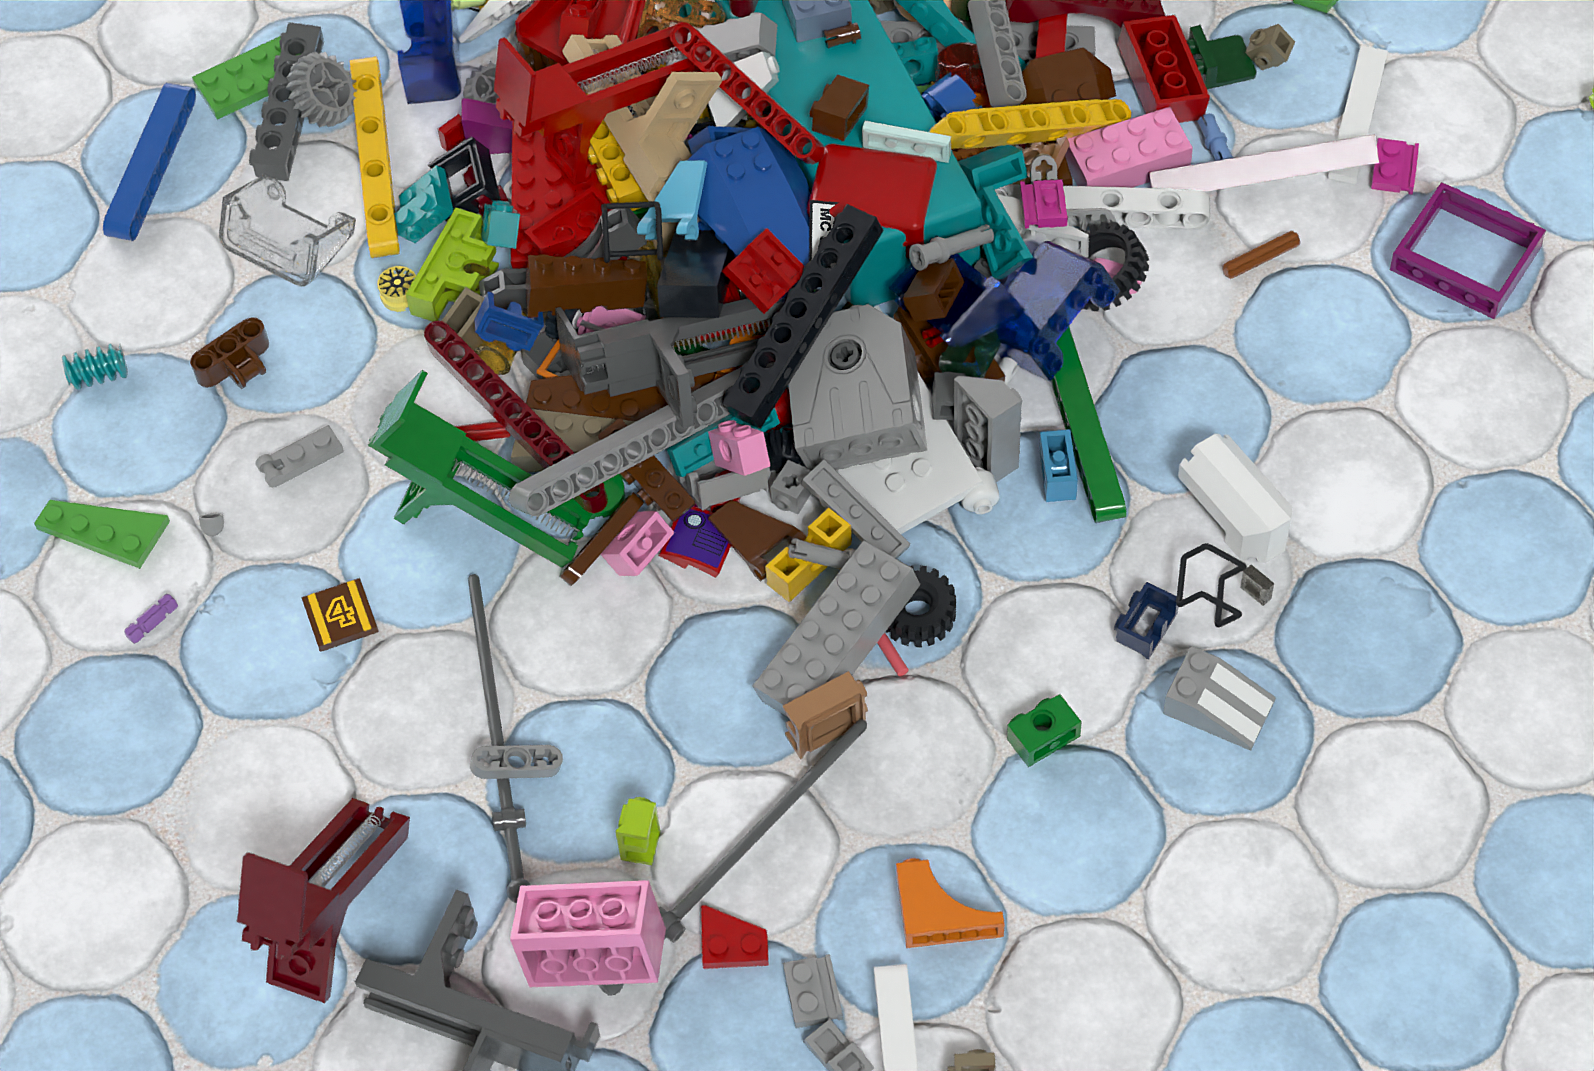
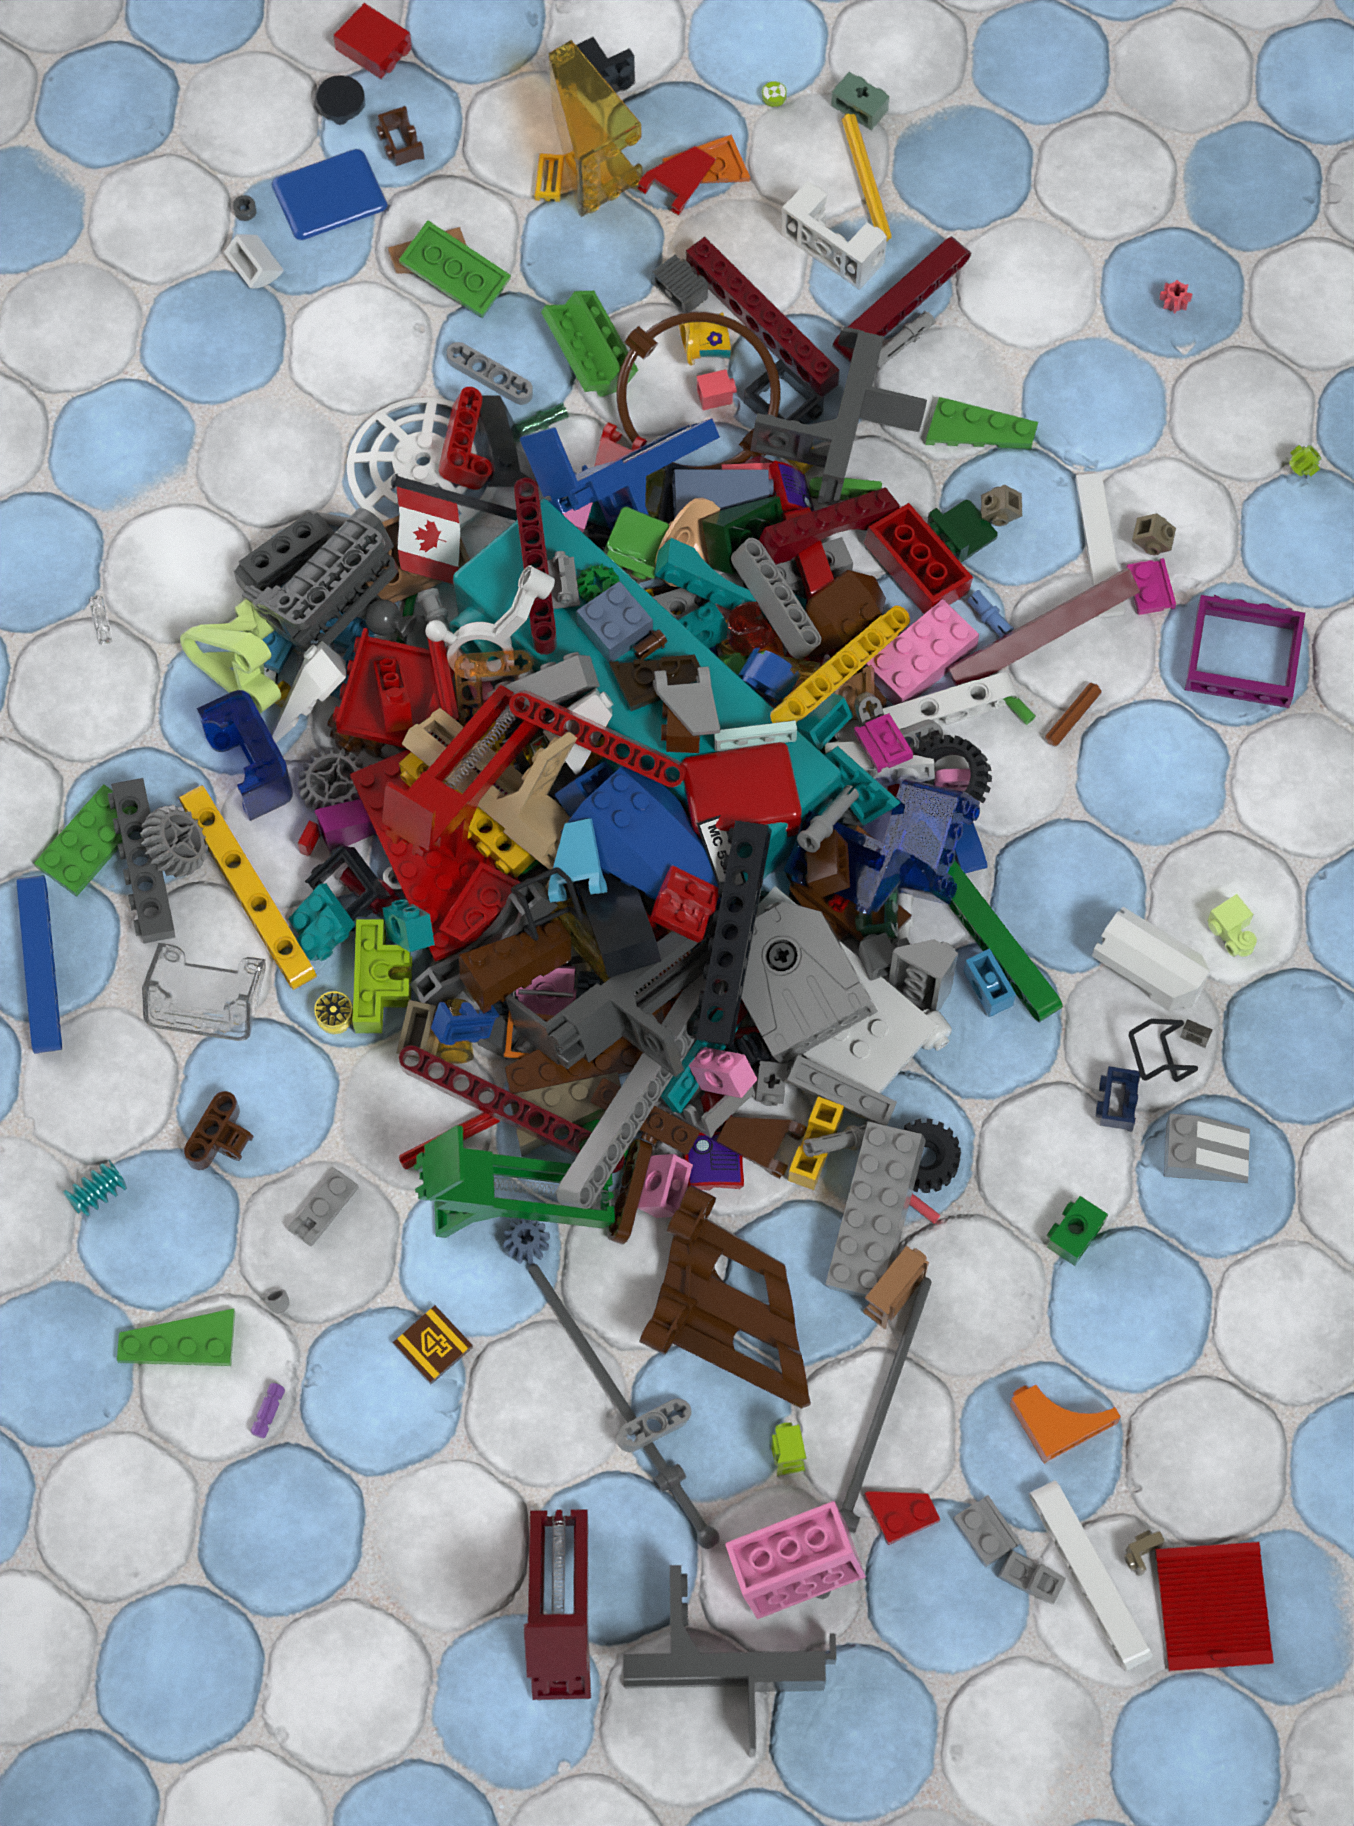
camera: 25 degrees left, 10 degrees up
(477, 549) = (520, 1231): none -> sand blue gear
(620, 673) = (705, 1313): none -> reddish brown panel
(820, 64) = (637, 677): none -> dark brown wing
(853, 89) = (690, 702): none -> light grey flag
(1095, 337) = (969, 850): none -> blue slope
(1208, 233) = (1020, 709): none -> bright green piece
(1343, 493) = (1228, 921): none -> yellowish green brick
(1417, 116) = (1154, 534): none -> dark tan brick

